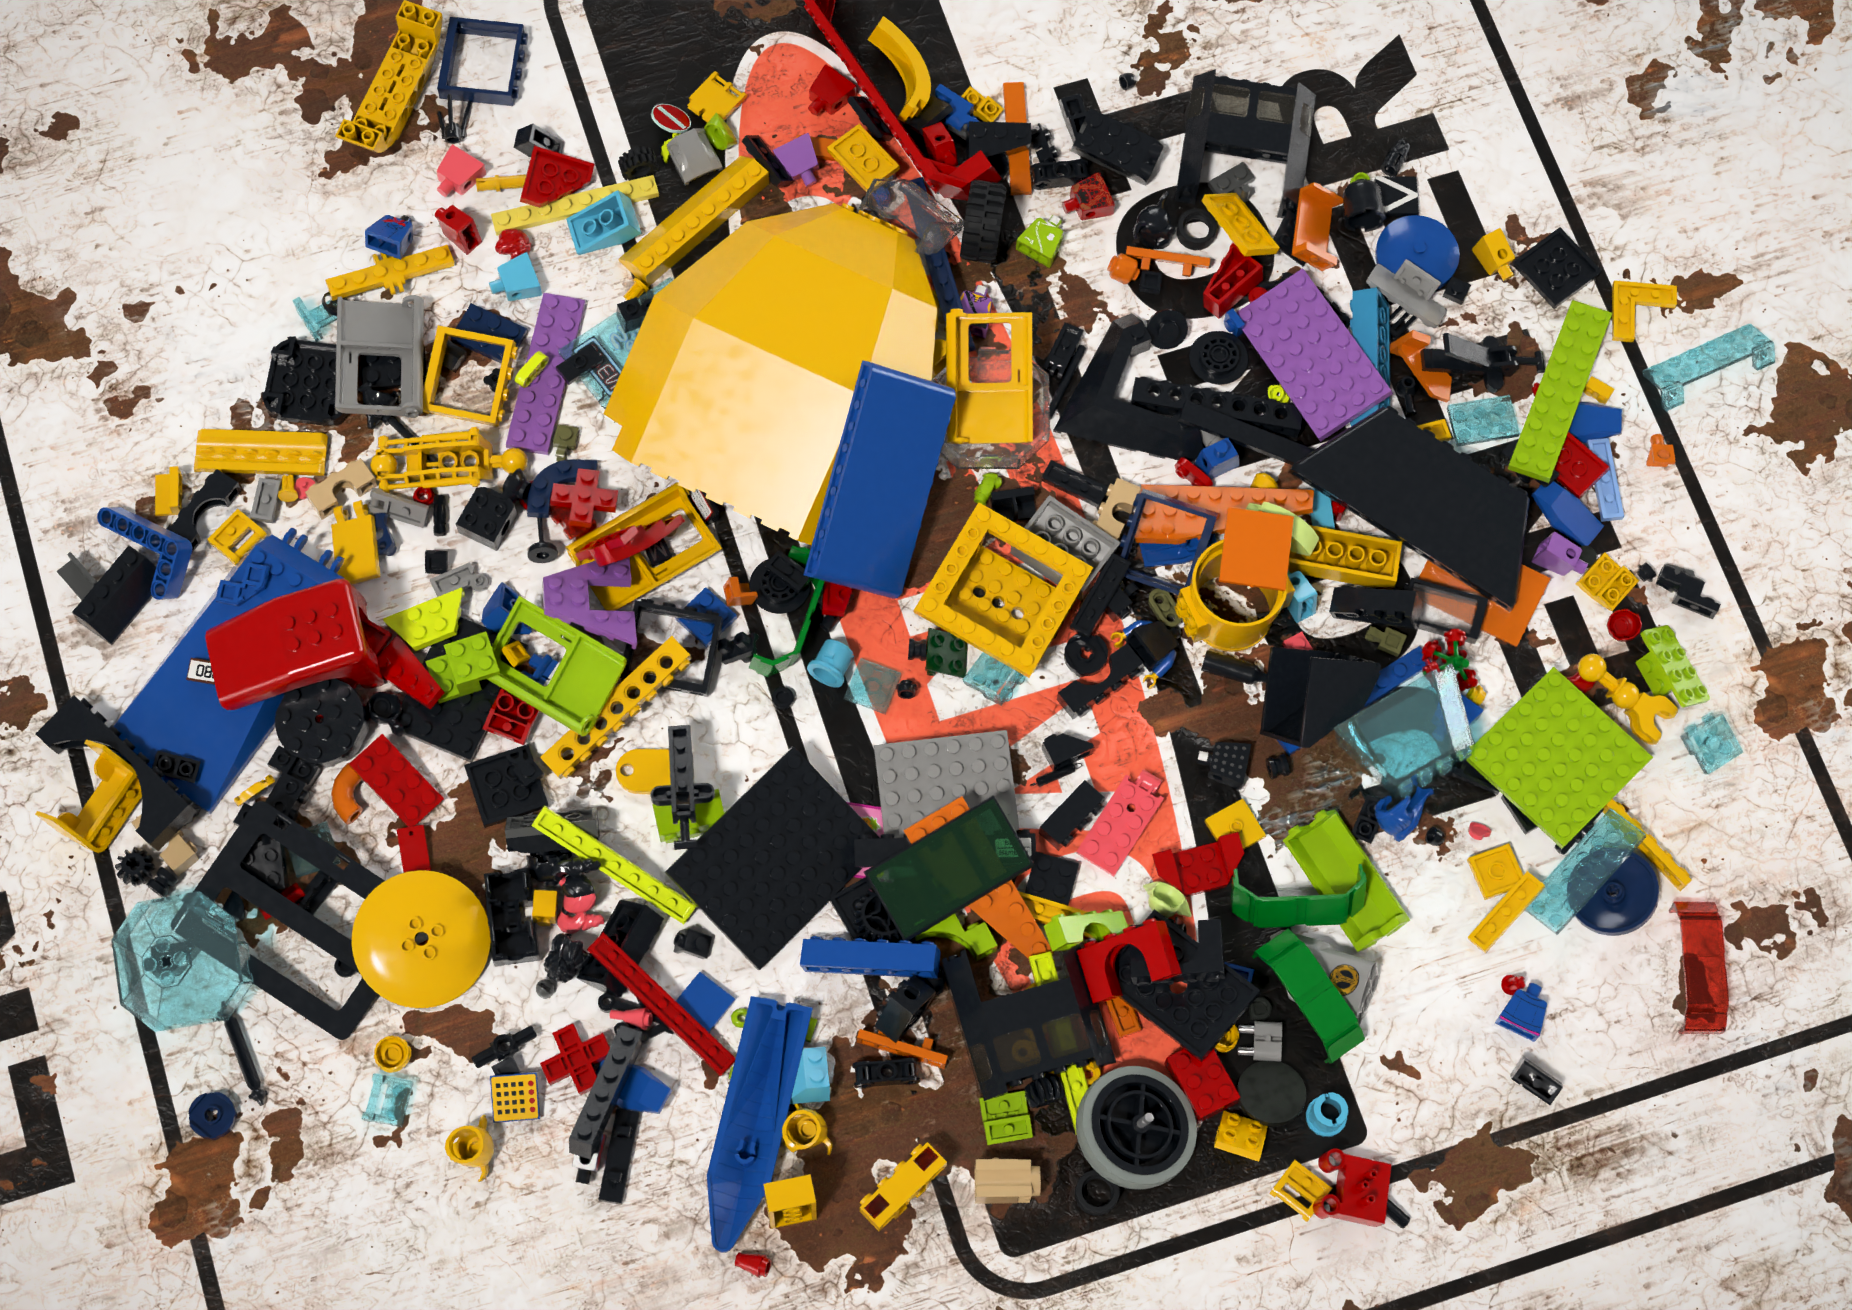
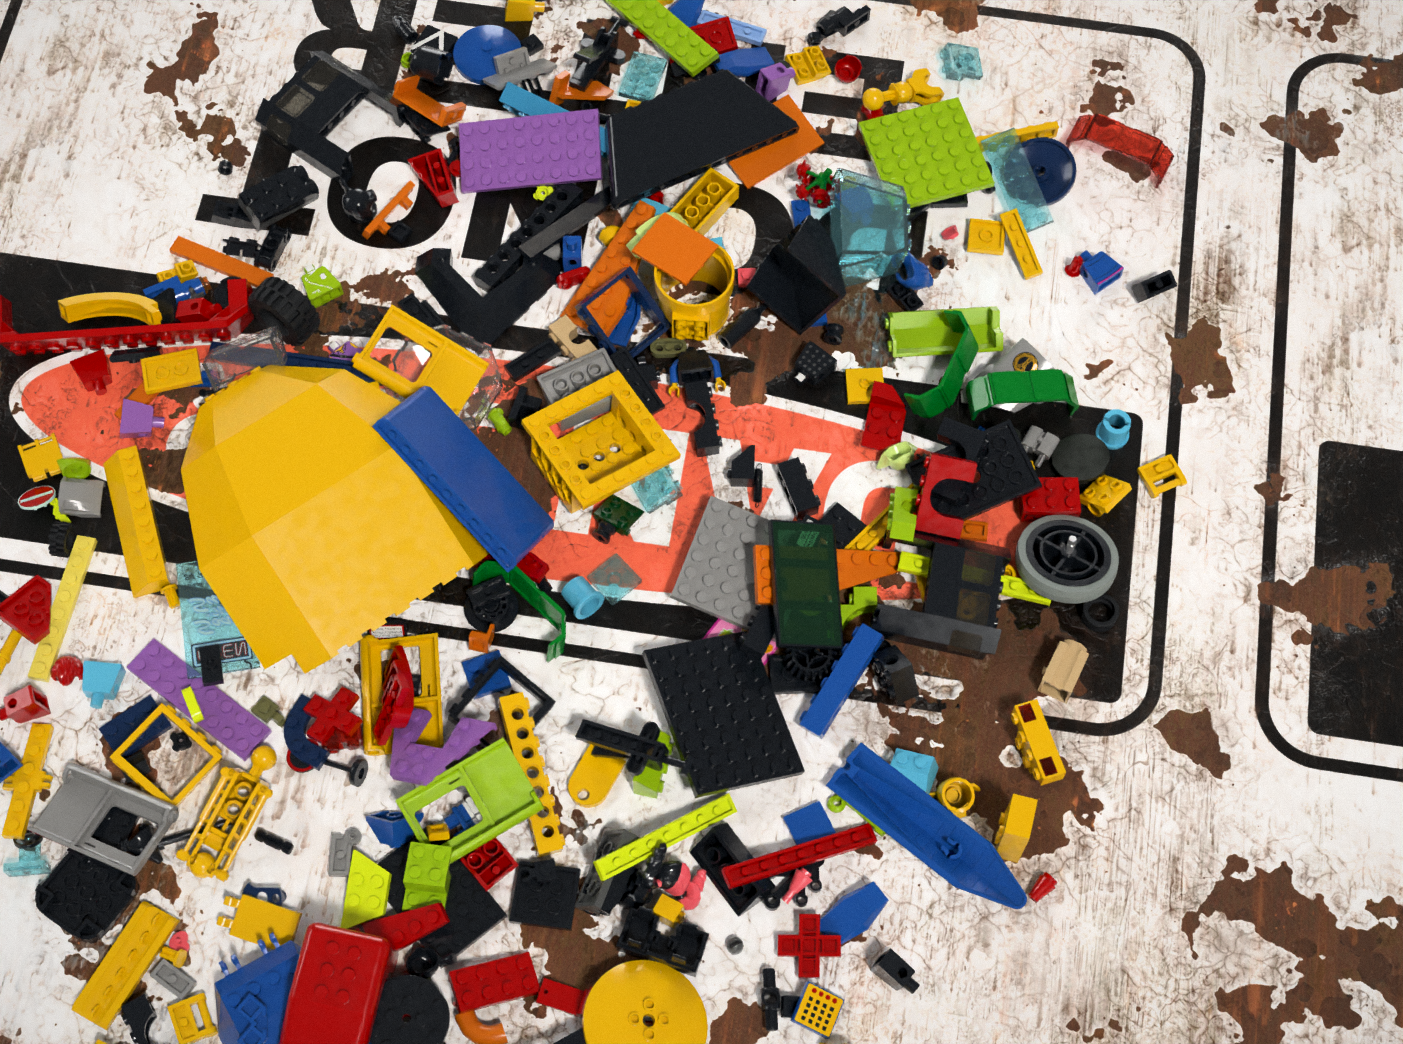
camera: 60 degrees left, 5 degrees down
(353, 476) = (198, 893): tan arch -> none
(398, 508) = (248, 870): light grey plate -> none
(420, 491) = (250, 841): red plate -> none
(436, 562) = (315, 862): black plate -> none
(490, 513) = (299, 795): black brick -> none
(565, 958) = (722, 914): black hair -> none
(604, 224) = (96, 592): medium azure slope -> none
(605, 1092) = (857, 929): black brick -> none
(619, 1156) = (920, 961): black hinge -> none
(631, 313) = (194, 603): black brick -> none
(692, 943) = (756, 812): black bracket -> none
(741, 648) = (530, 658): black hips -> none
(758, 149) = (107, 447): black plate -> none
(782, 698) = (587, 649): black tile -> none
(899, 1069) = (932, 727): black piece -> none
(903, 1049) = (933, 683): orange hinge -> none
(906, 689) = (631, 555): black plate -> none
(997, 138) = (214, 275): black wedge -> none
(1006, 1118) = (1013, 650): lime slope -> none
(1044, 1092) = (1008, 609): black gear -> none
(1082, 666) = (678, 427): black plate -> none
(1090, 199) = (307, 237): red torso -> none
(1117, 828) = (824, 463): coral hinge -> none
(1123, 268) = (378, 243): orange head -> none
(1167, 328) = (447, 235): black piece -> none
(1198, 215) = (378, 169): black tyre -> none
(1218, 348) = (488, 212): black wheel -> none
(1233, 181) = (353, 139): dark grey plate -> none
(1233, 323) = (469, 192): blue plate -> none
(1240, 224) = (395, 147): yellow plate -> none
(1360, 1191) = (1181, 436): red piece -> none
(1377, 606) = (751, 206): black wedge -> none
(1389, 640) = (776, 216): olive plate -> none
(1448, 609) = (772, 172): clear window -> none
(1668, 668) = (892, 61): lime bracket -> none

